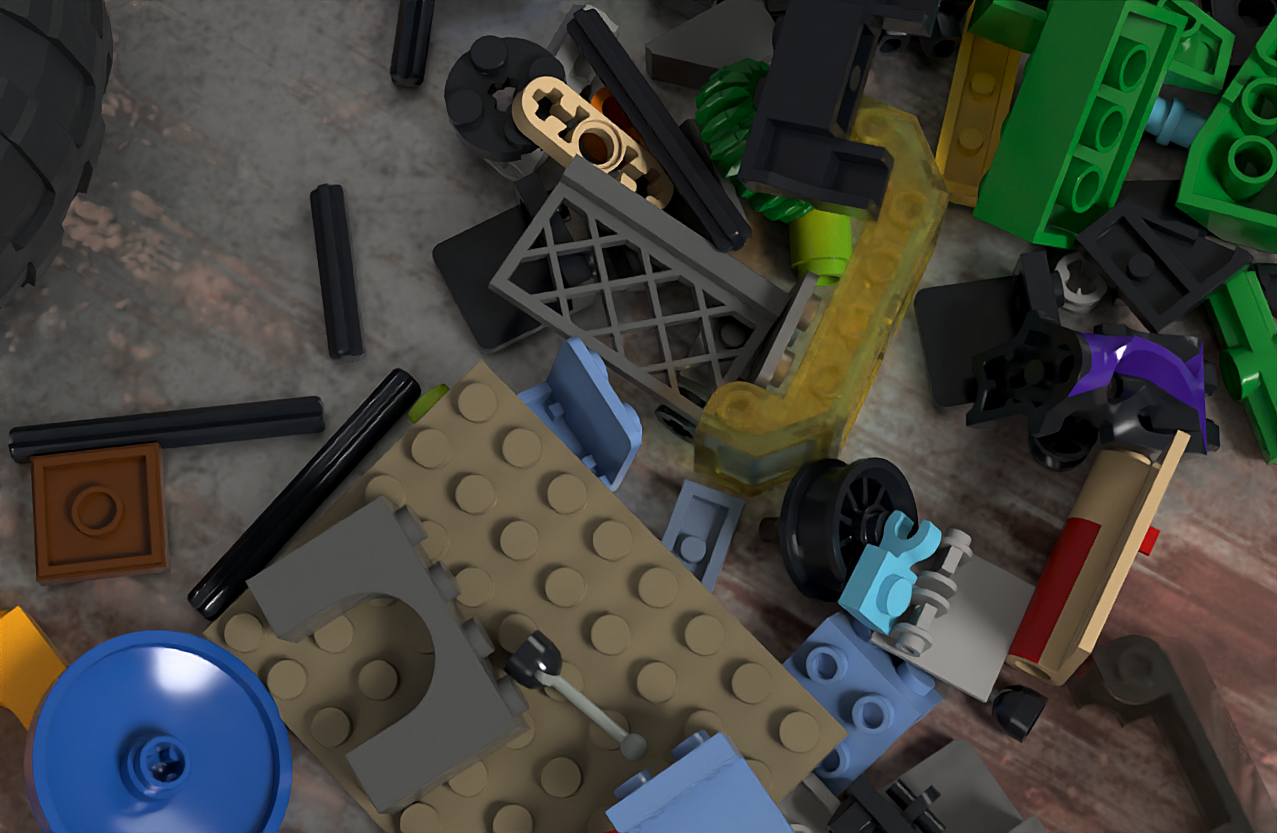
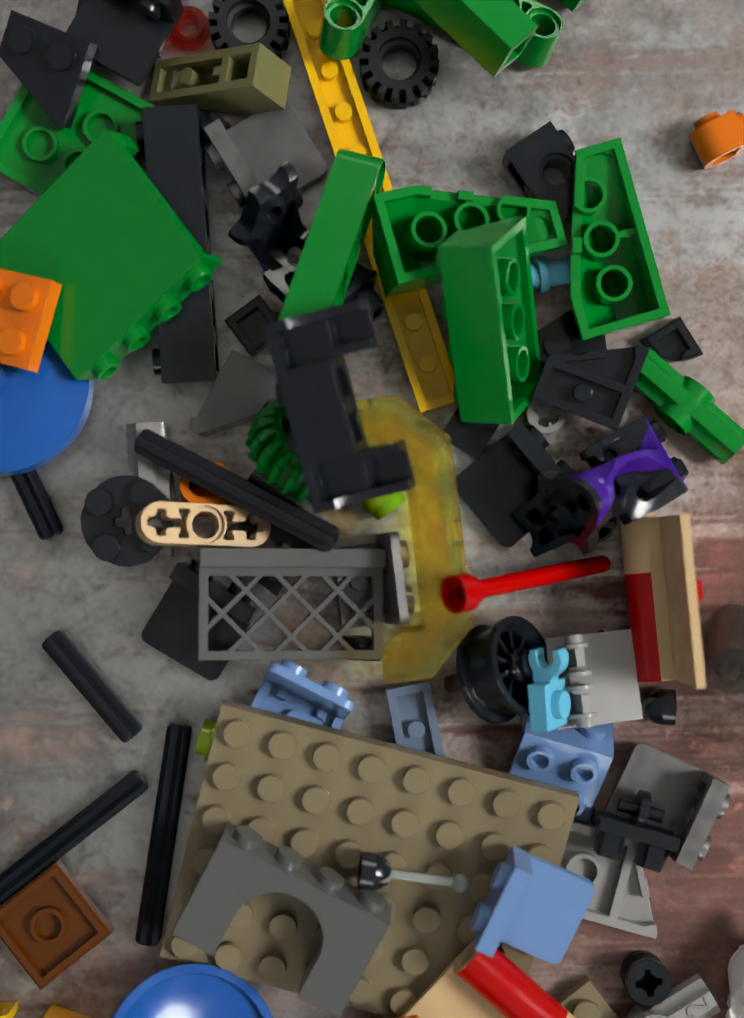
camera: 30 degrees left, 15 degrees up
(860, 371) = (465, 592): none -> red piece
(976, 249) = (468, 436): none -> black tile

